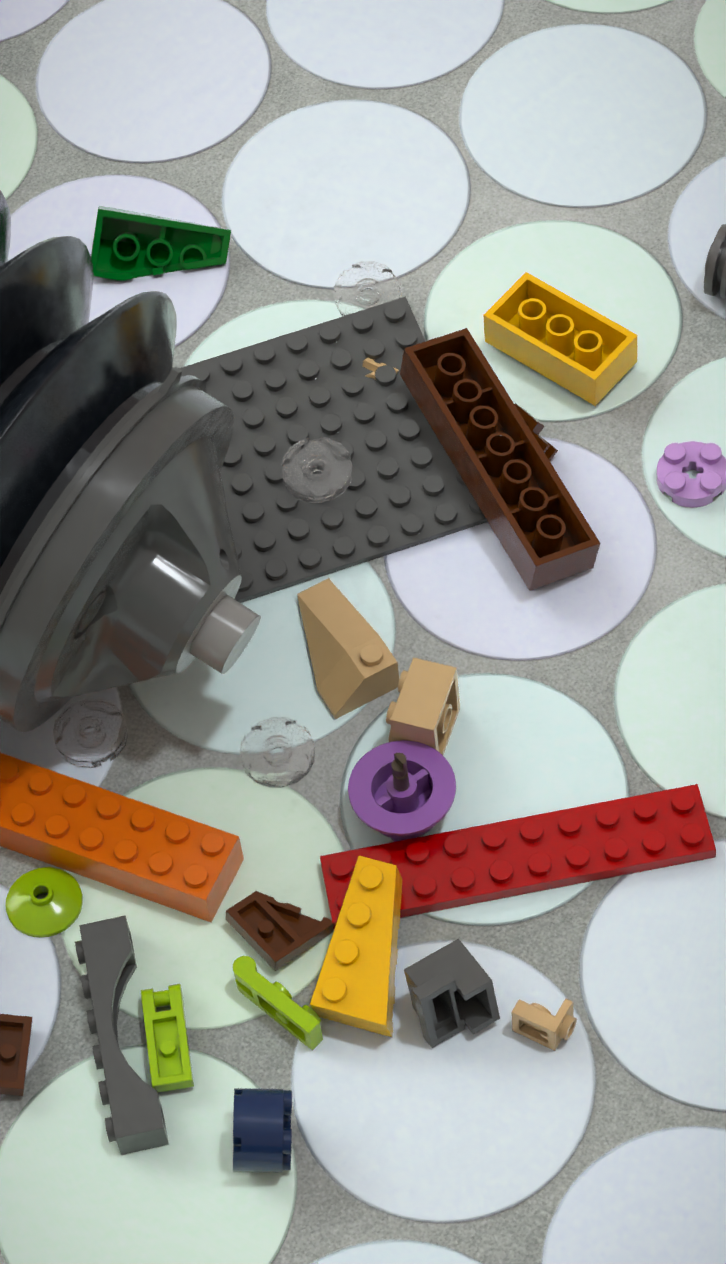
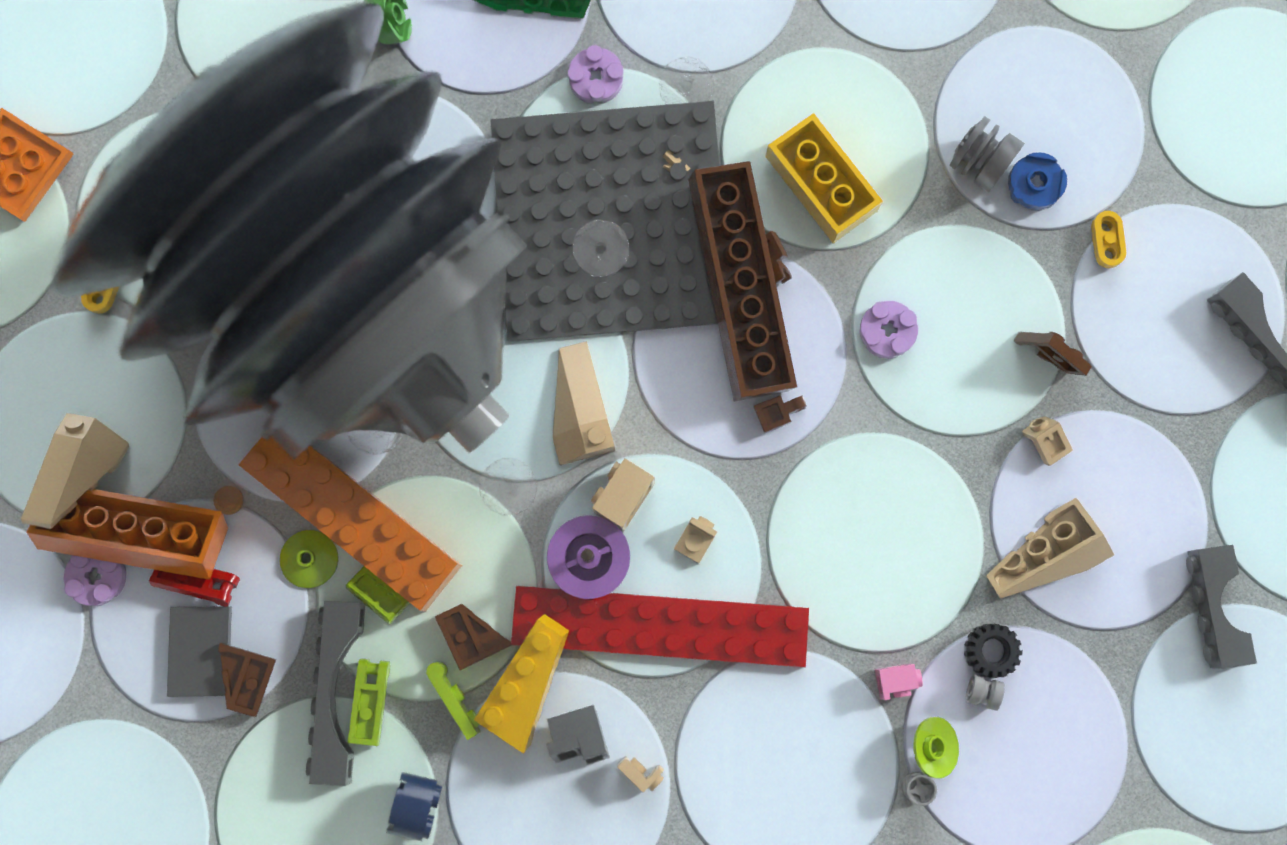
camera: 10 degrees right, 25 degrees up
(145, 910) = (377, 595): none -> lime plate
(253, 297) = (591, 60): none -> lavender plate
(531, 746) = (696, 539): none -> tan bracket
(586, 590) = (775, 413): none -> reddish brown plate

